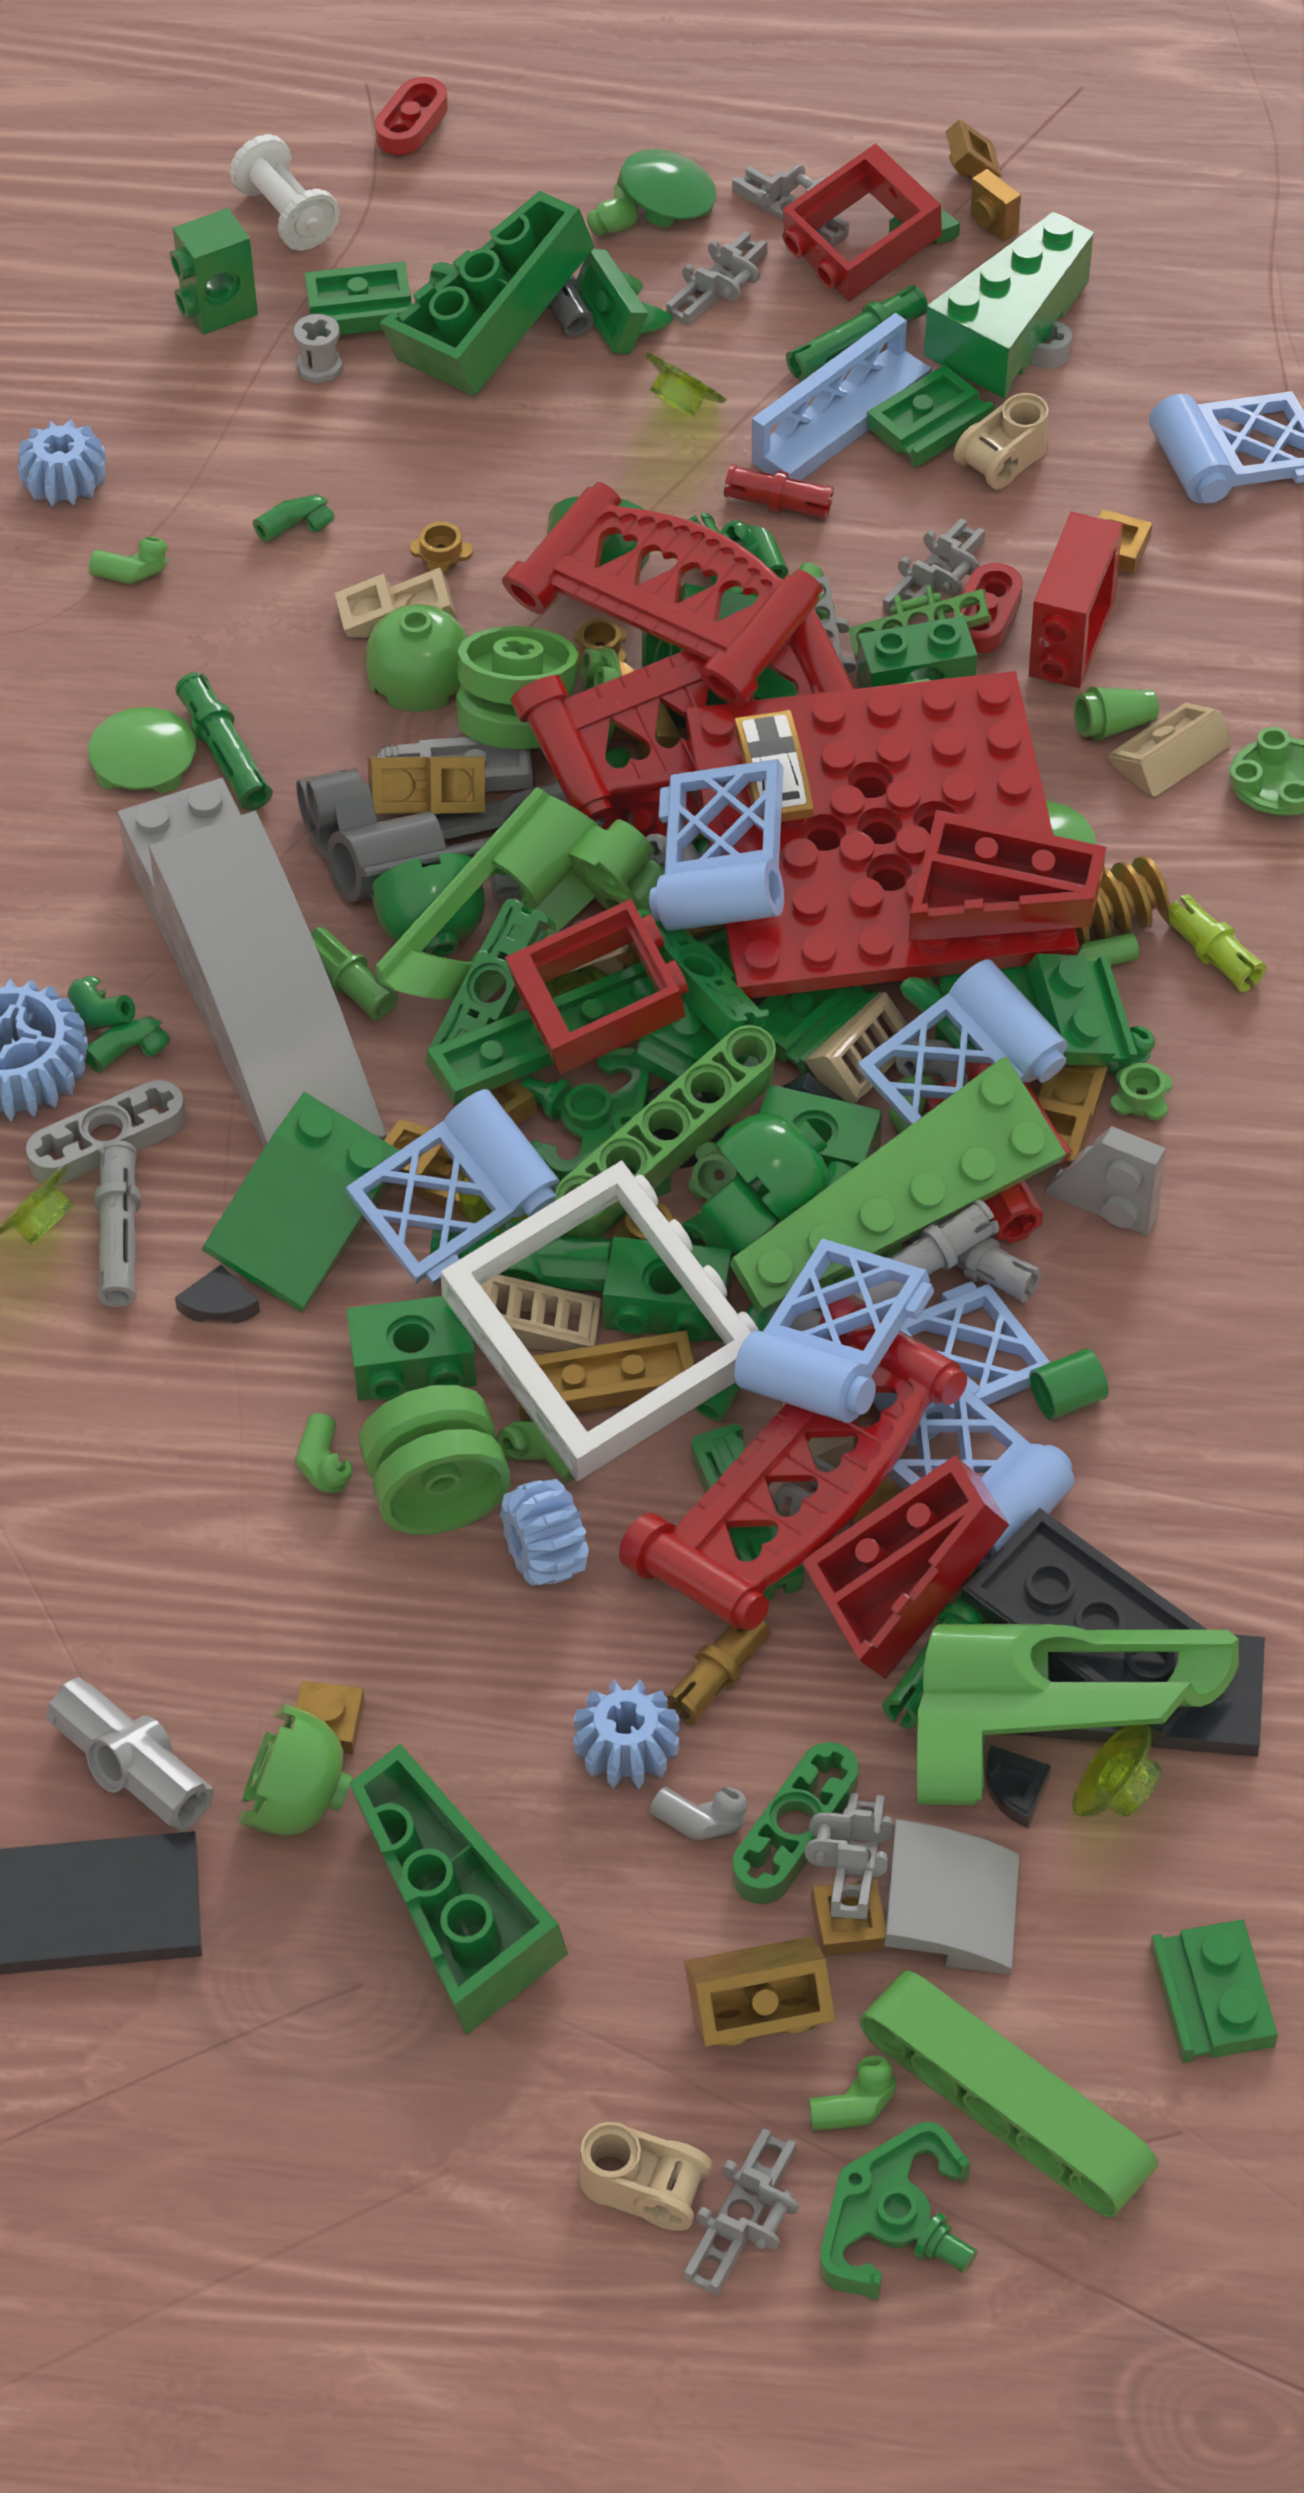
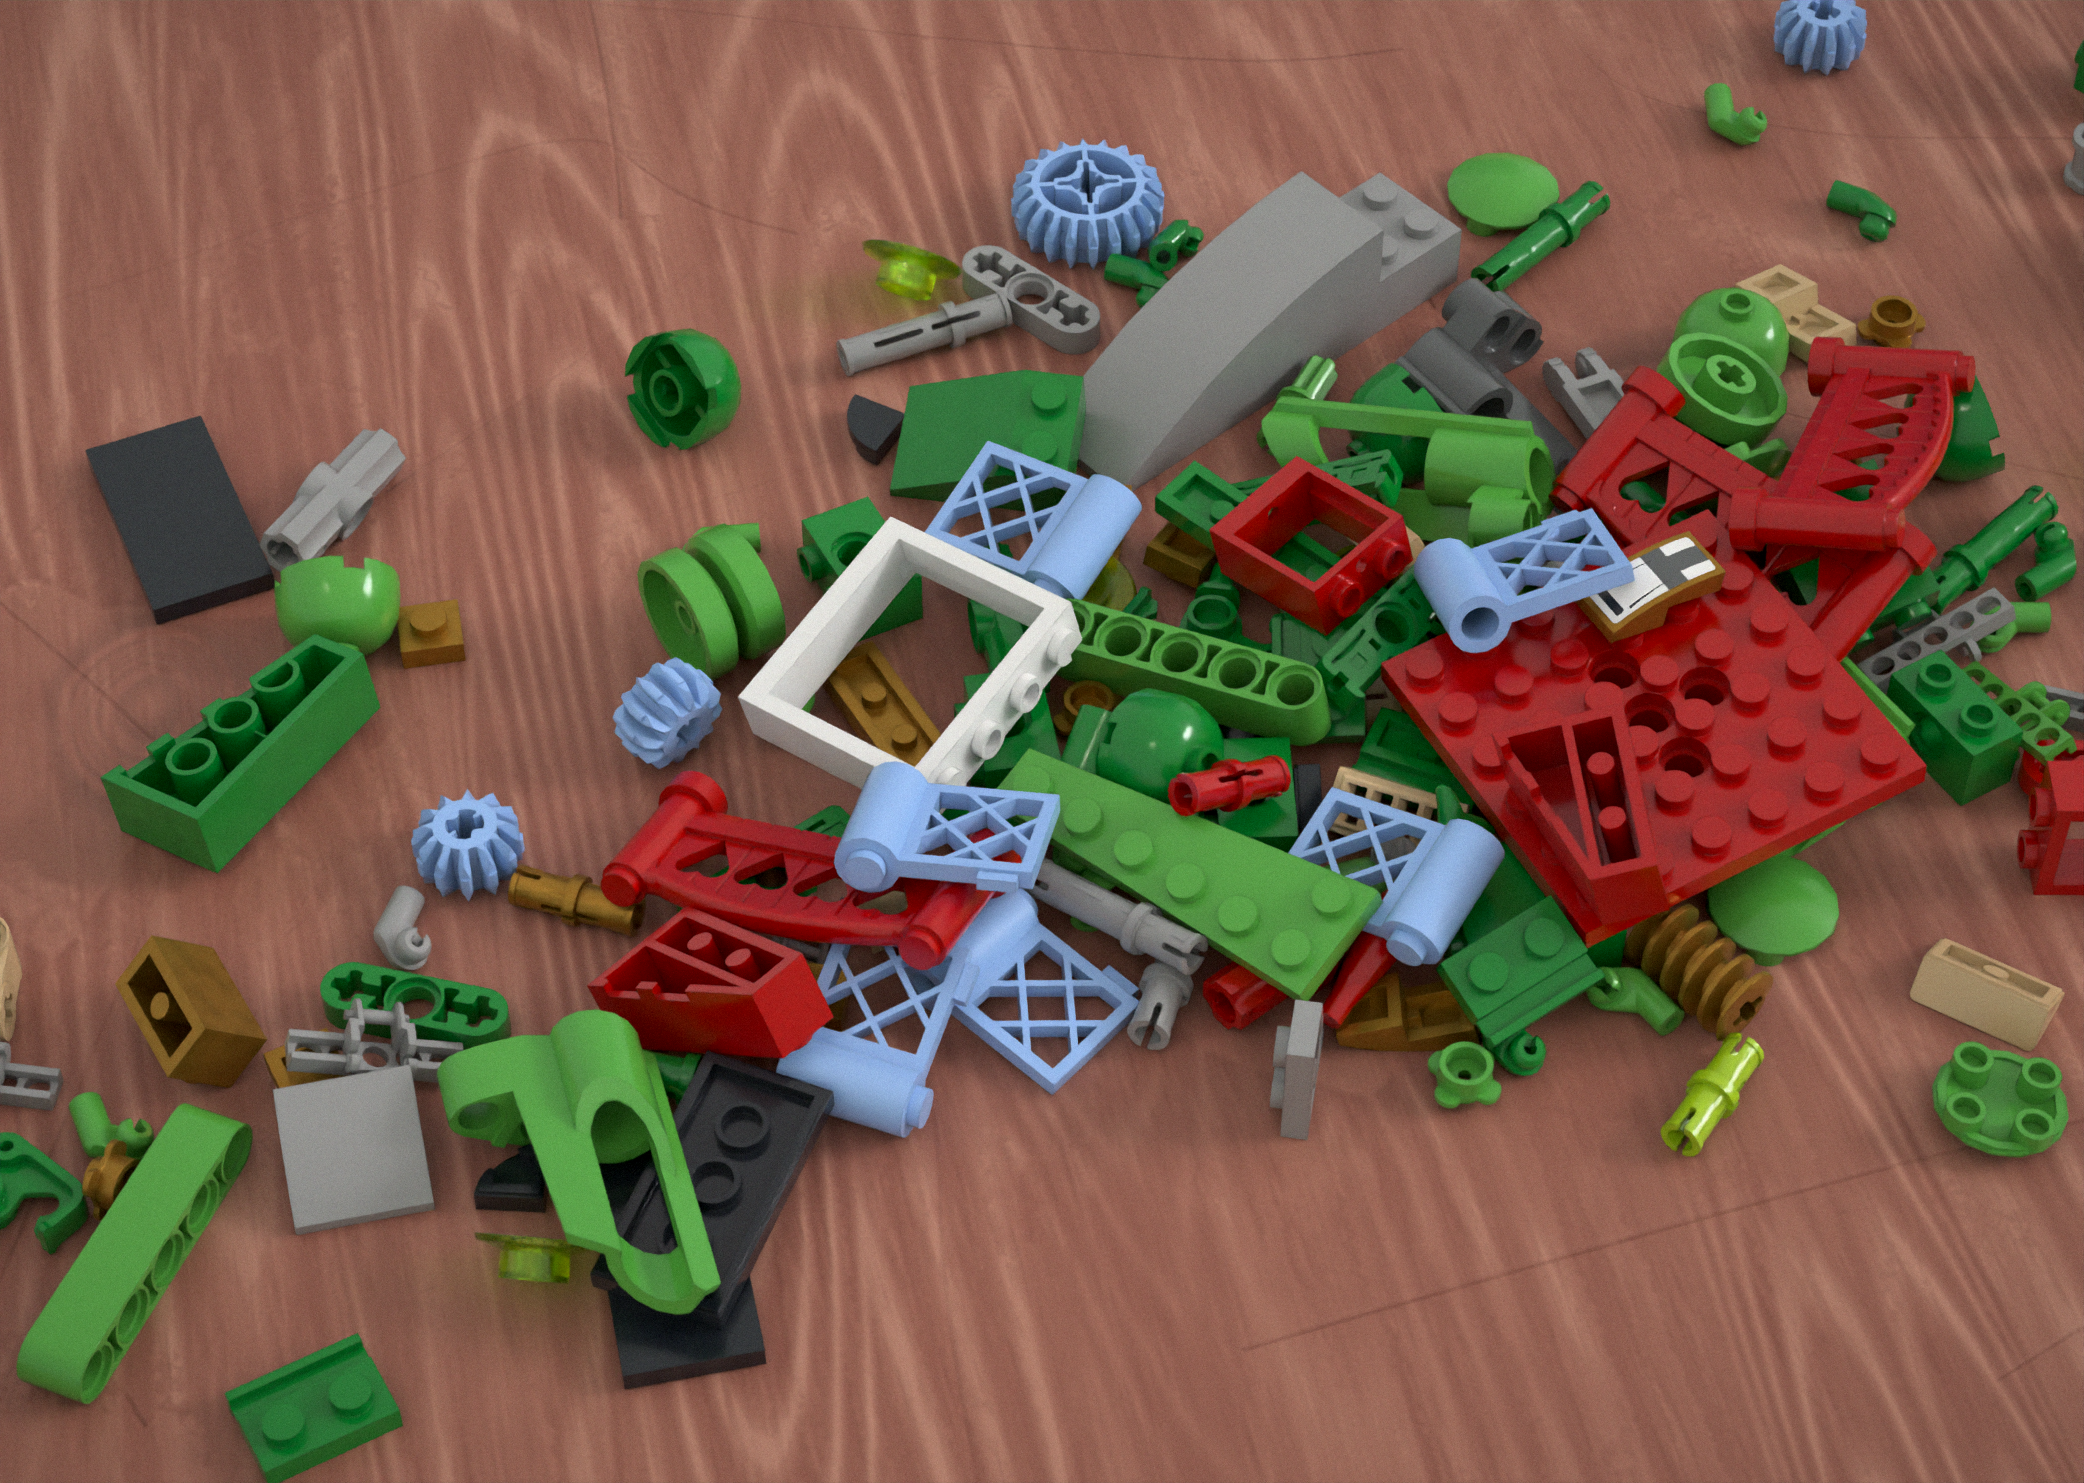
camera: 70 degrees right, 5 degrees down
(121, 1424) = (682, 387): none -> green cylinder
(427, 784) = (1553, 384): pearl gold slope -> none
(521, 1295) = (934, 617): tan slope -> none
(842, 1126) = (1229, 785): none -> red pin
(923, 2096) = (107, 1177): none -> pearl gold plate
(1068, 1384) = (1030, 1097): green beam -> none
(1111, 711) = (2000, 920): bright green cone -> none

